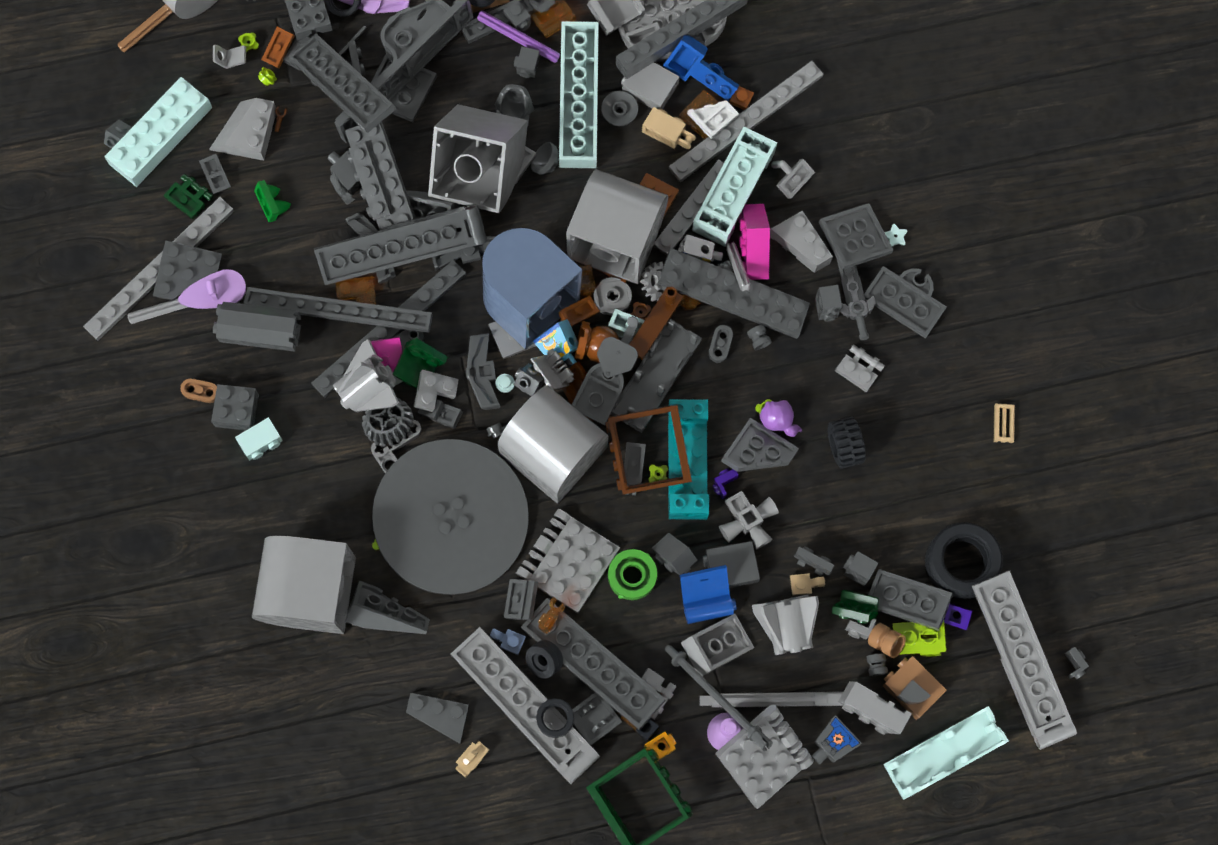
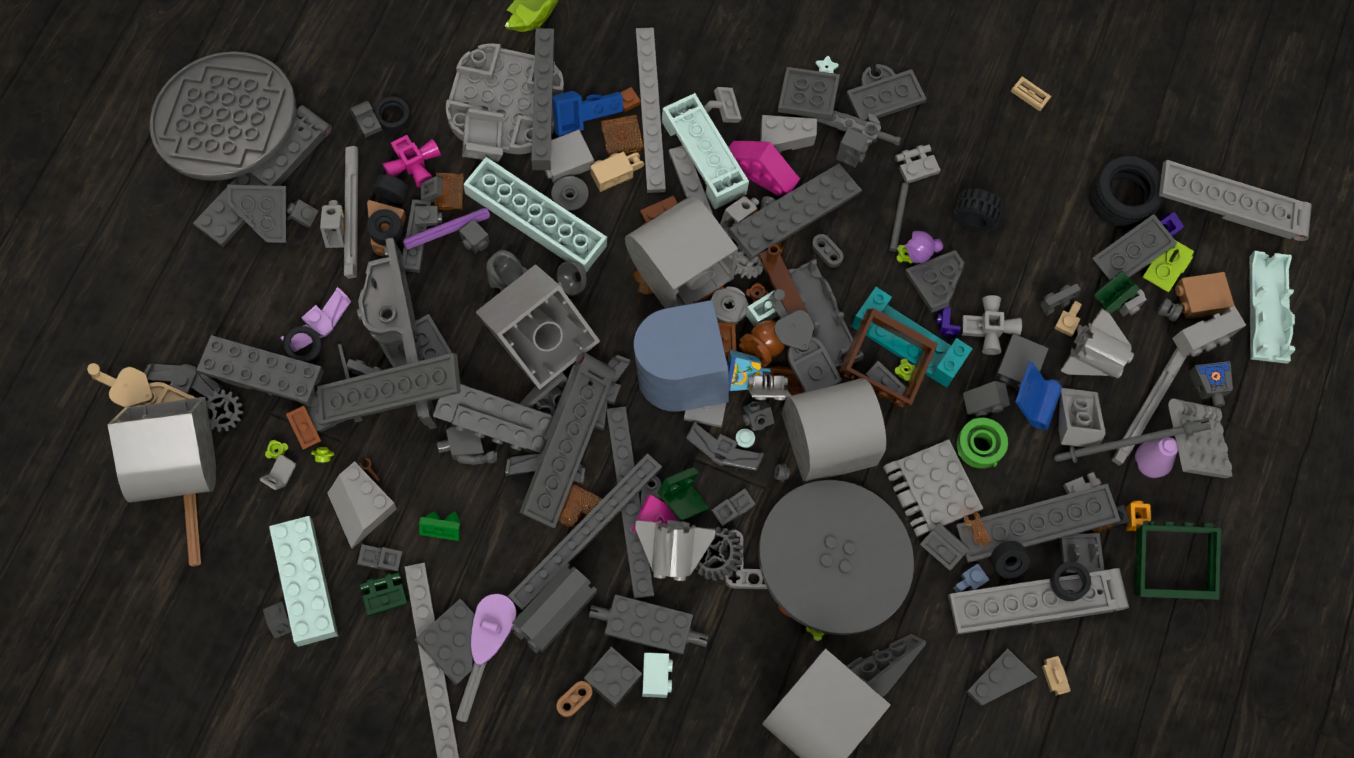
camera: 60 degrees left, 5 degrees down
(295, 408) = (648, 624): none -> dark grey plate
(430, 386) = (709, 499): light grey plate -> none
(713, 117) = (633, 128): white wing -> none
(738, 266) = (777, 191): light grey axle -> none
(759, 337) = (842, 218): dark grey wheel -> none
(798, 383) = (899, 216): none -> dark grey piece
(859, 568) = (1087, 268): dark grey brick -> none
(886, 640) = (1155, 289): medium nougat wheel -> none
(913, 694) = (1216, 295): dark grey brick -> none
(1076, 658) = (1254, 167): dark grey bracket -> none

